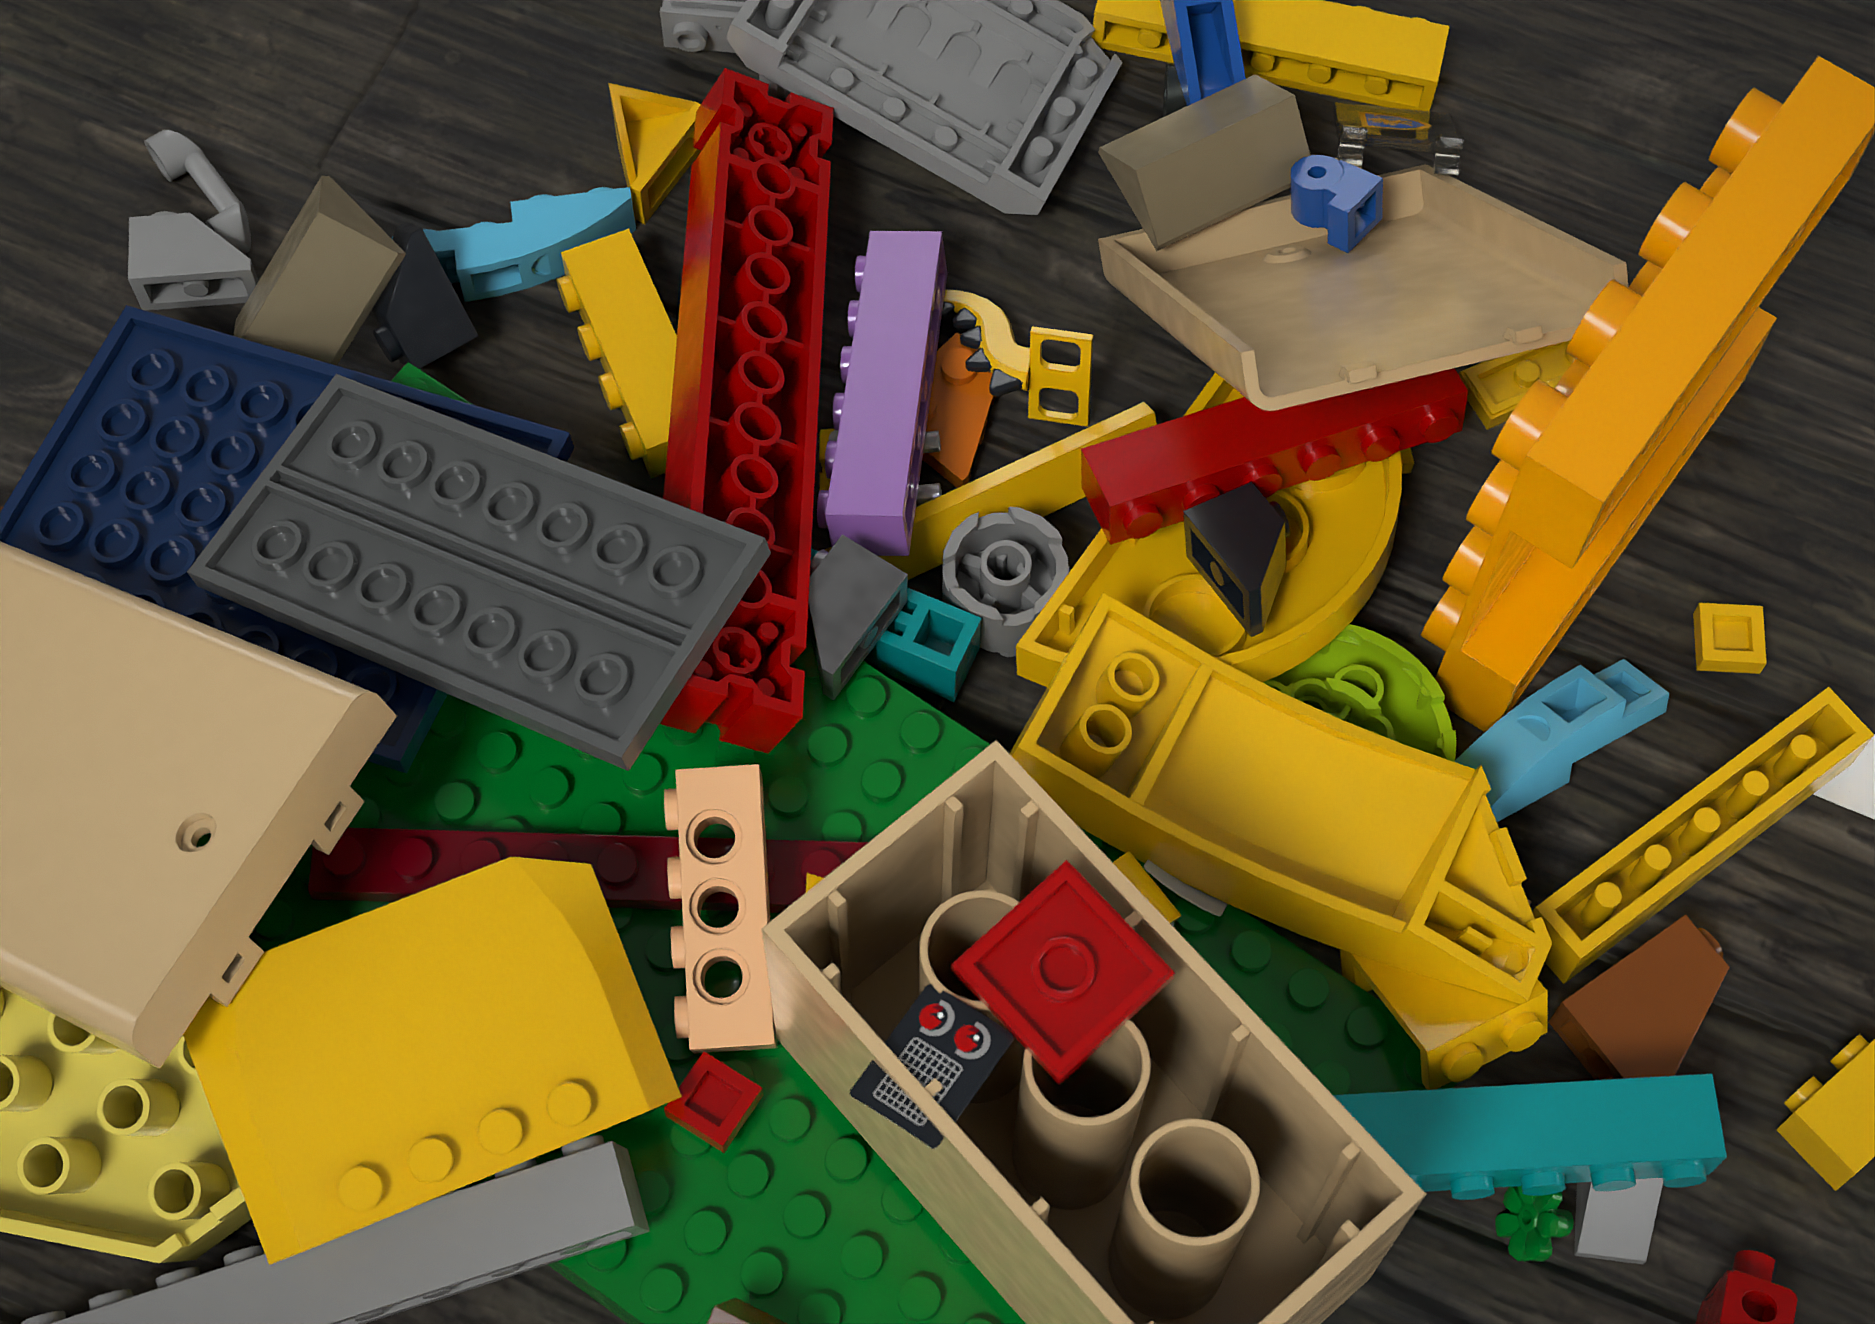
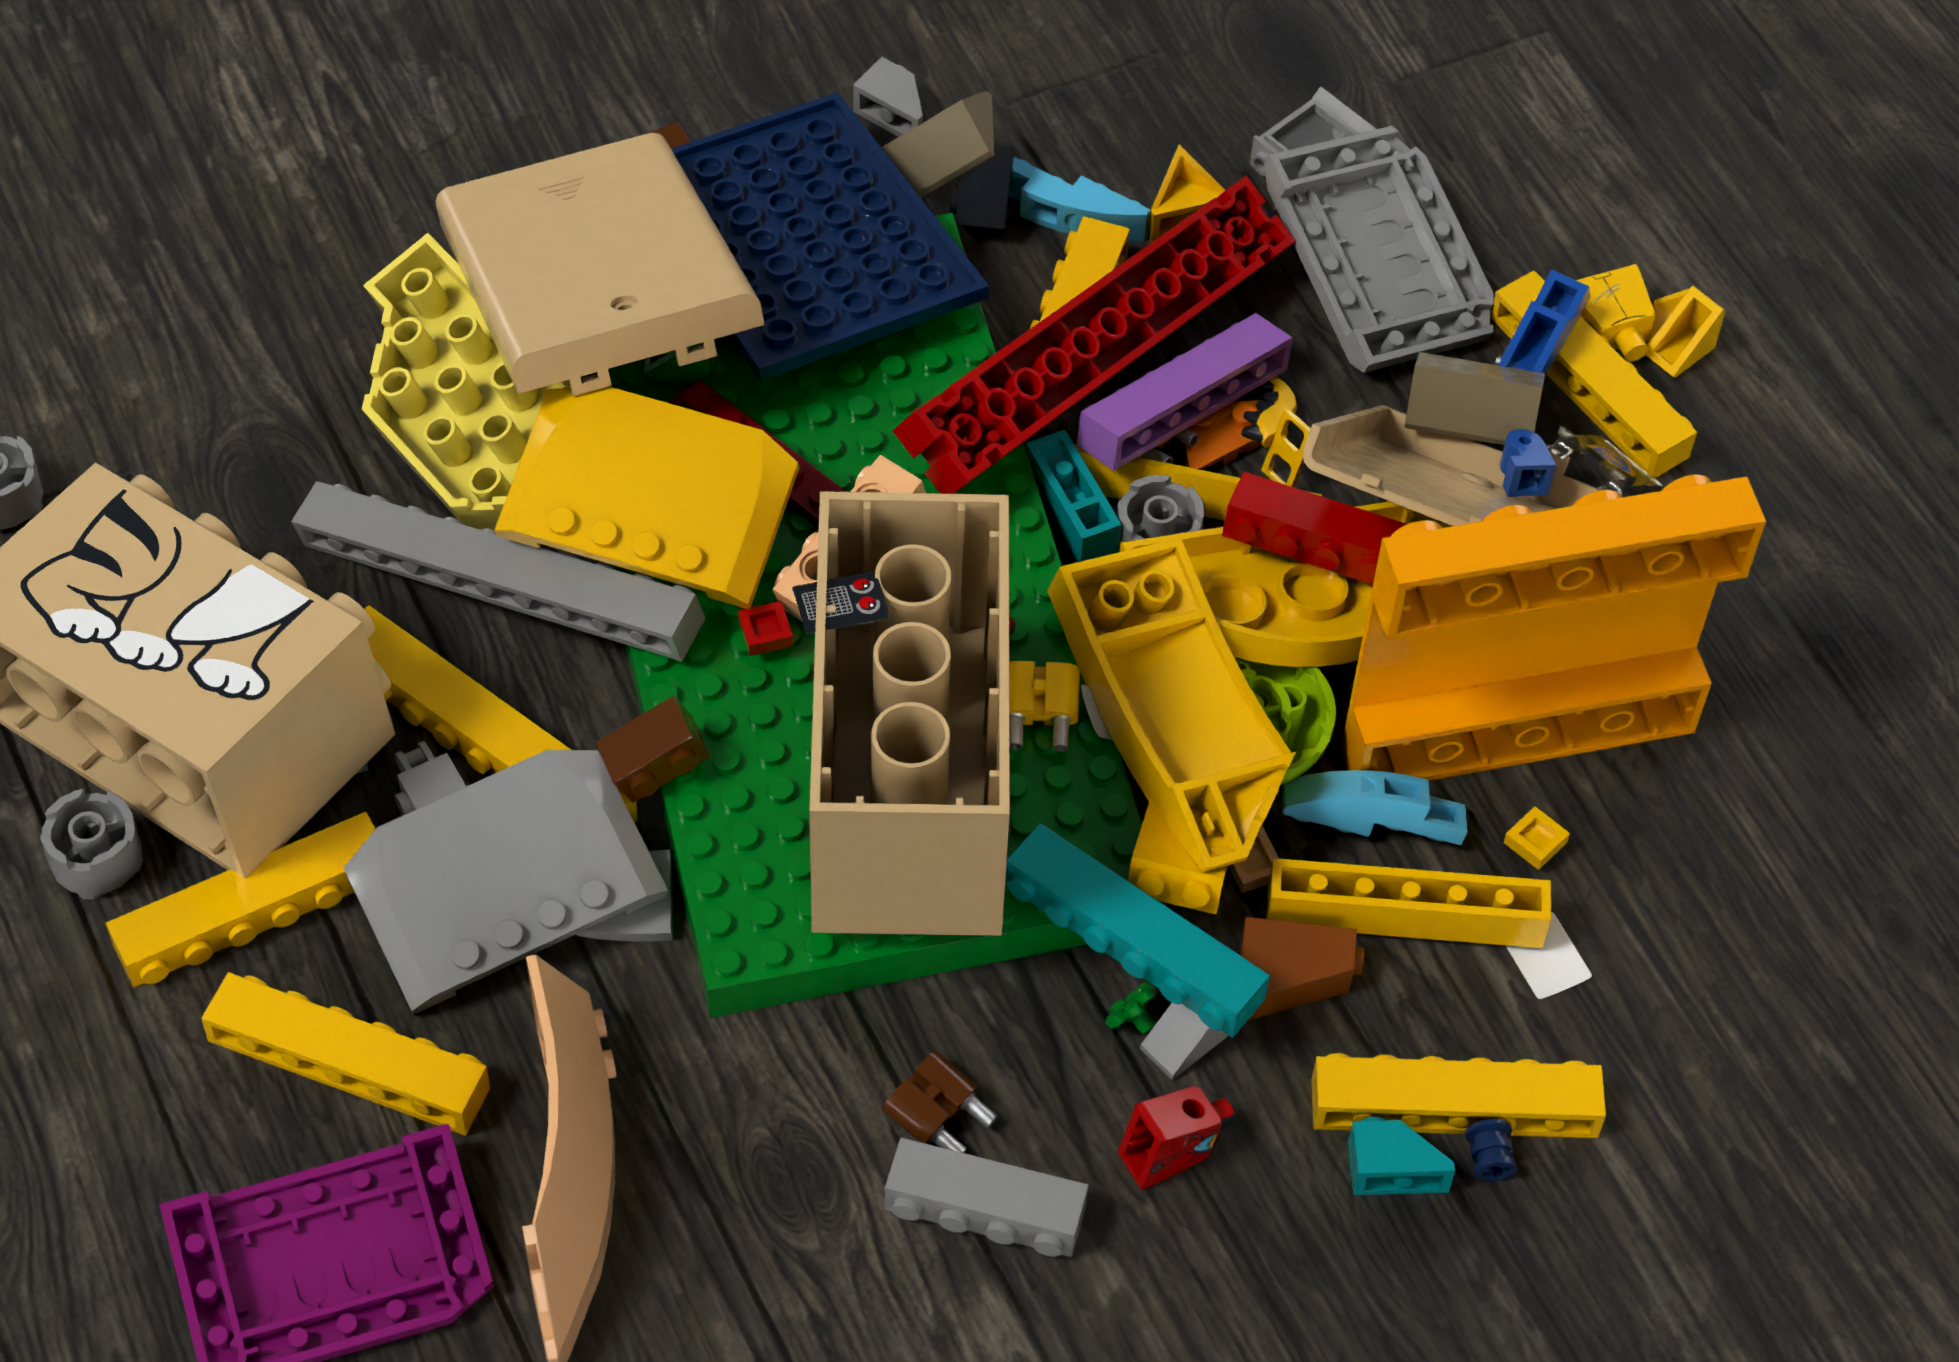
camera: 40 degrees right, 10 degrees down
(176, 156) = (939, 50): light grey bar -> none
(483, 568) = (879, 306): dark grey plate -> none
(850, 608) = (1050, 467): flat silver slope -> none
(1063, 971) = (937, 605): red tile -> none
(1240, 551) = (1282, 579): black slope -> none

